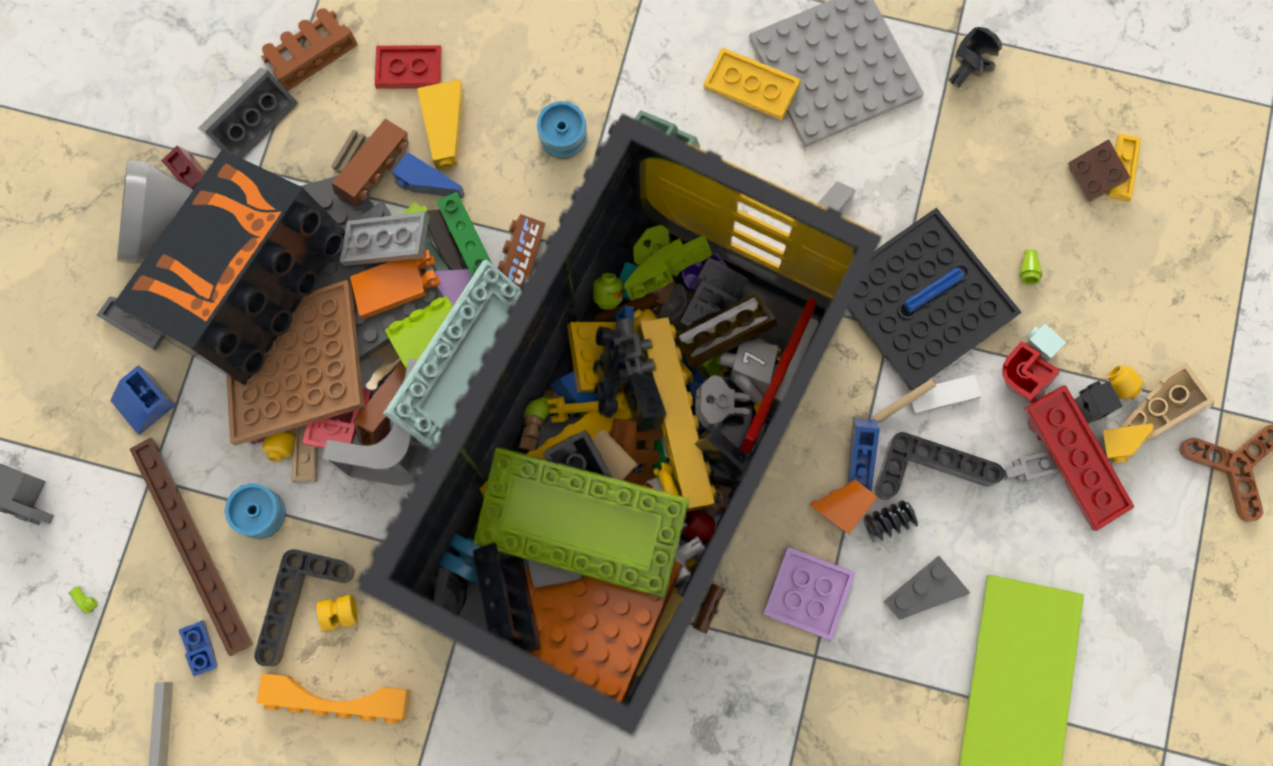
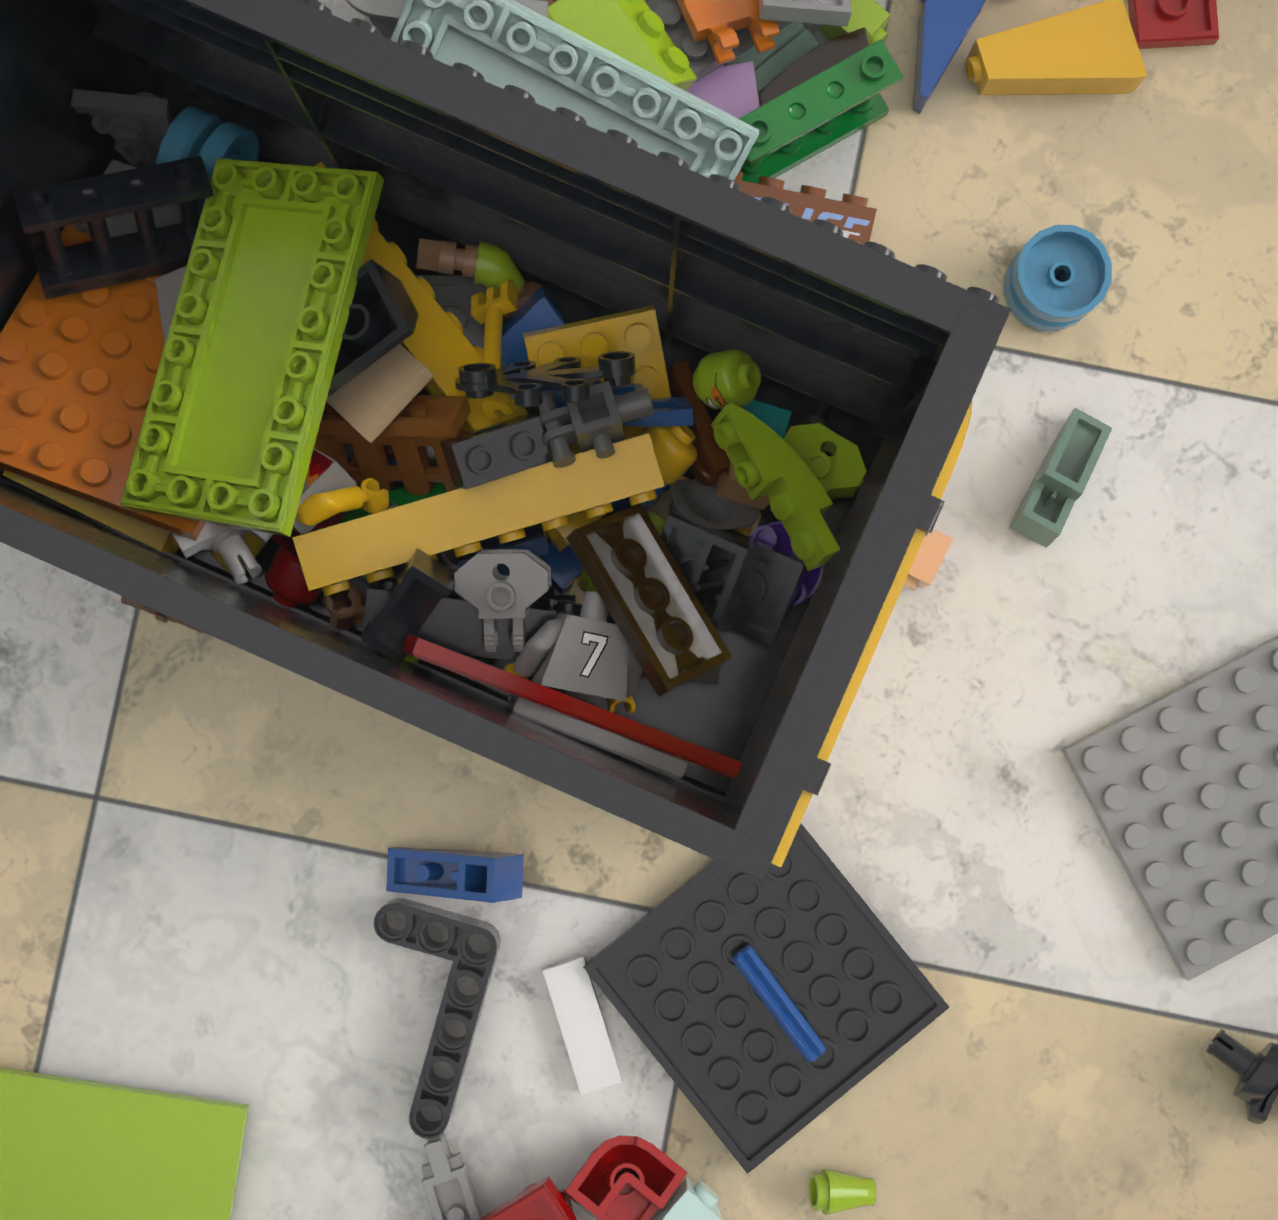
camera: 85 degrees right, 10 degrees up
(752, 83) = (1183, 641): yellow tile -> none
(809, 593) = (199, 782): lavender plate -> none
(837, 196) = (947, 805): light grey slope -> none
(845, 505) = (361, 845): orange slope -> none
(890, 519) = (335, 928): black piece -> none
(904, 401) = (561, 950): tan bar -> none
(926, 589) = (218, 994): dark grey wing -> none

